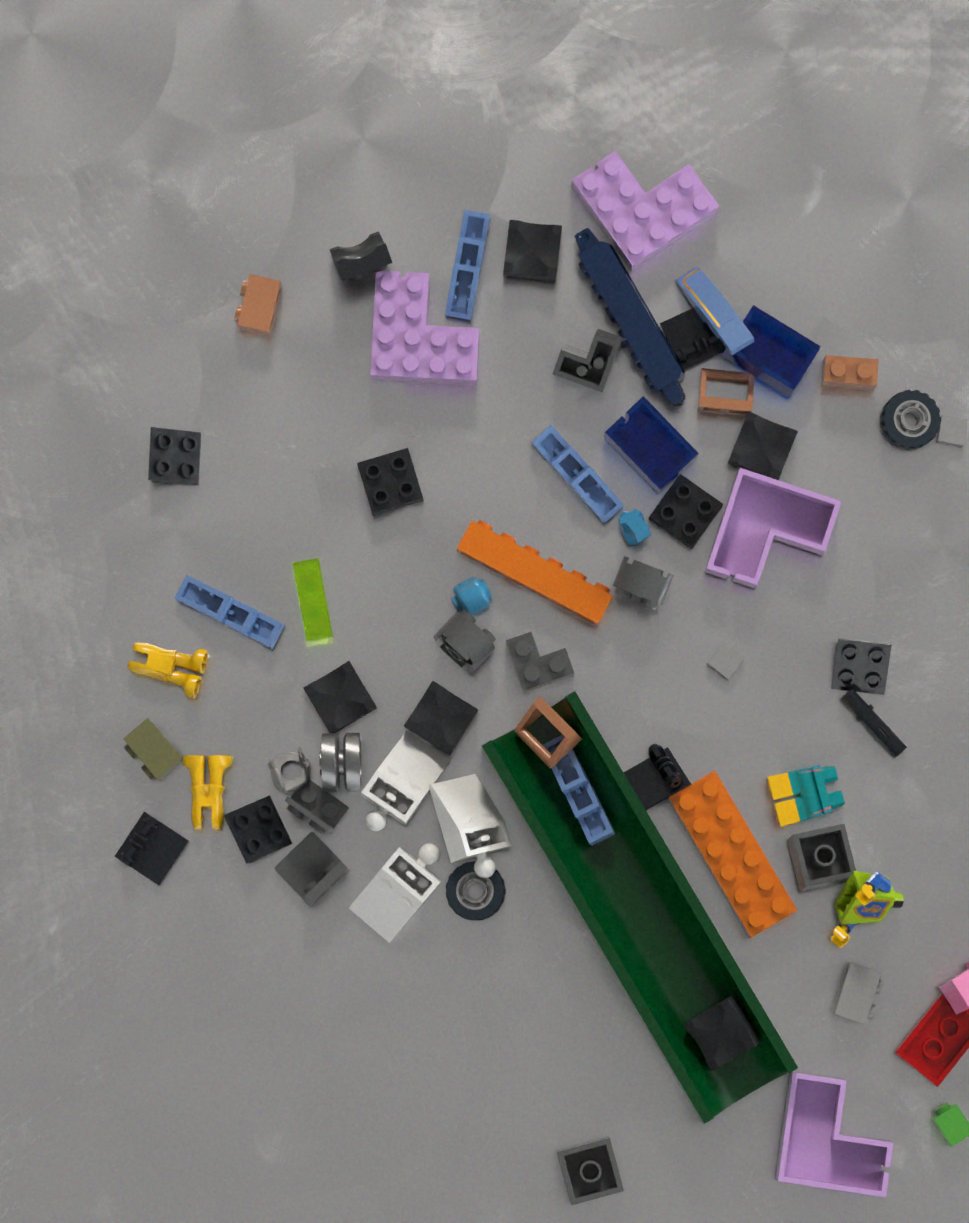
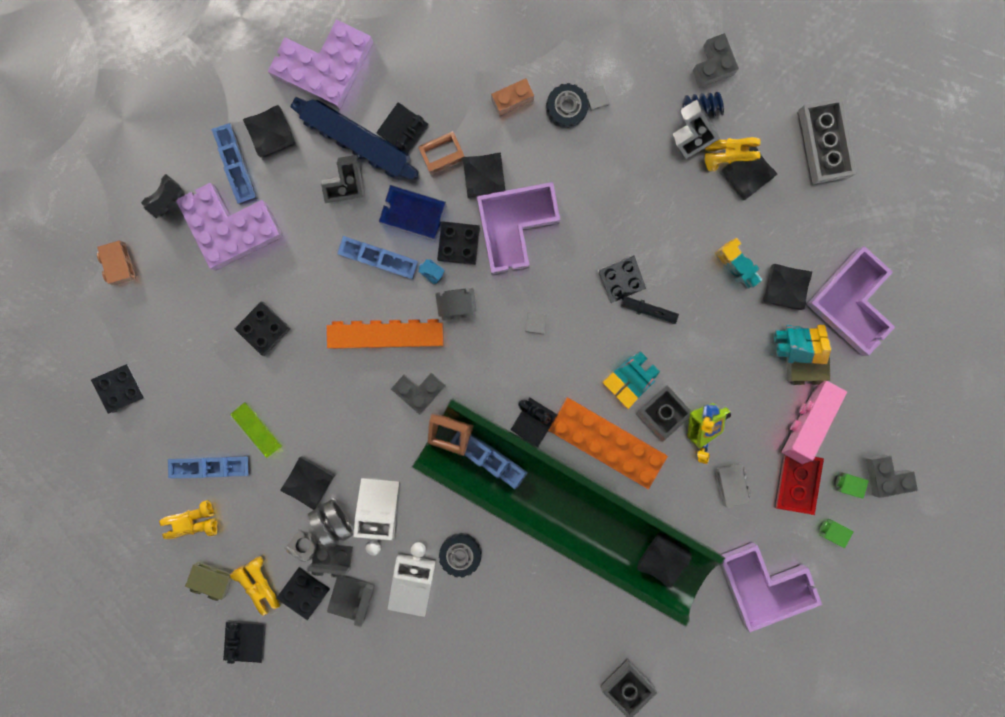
camera: 30 degrees left, 5 degrees up
(440, 718) = (378, 459): black brick -> none
(465, 640) = (365, 403): dark grey brick -> none
(468, 819) = (426, 514): white slope -> none
(471, 596) = (354, 372): dark azure head -> none
(715, 310) = (405, 104): medium blue slope -> none
(777, 354) = (455, 110): clear blue piece -> none

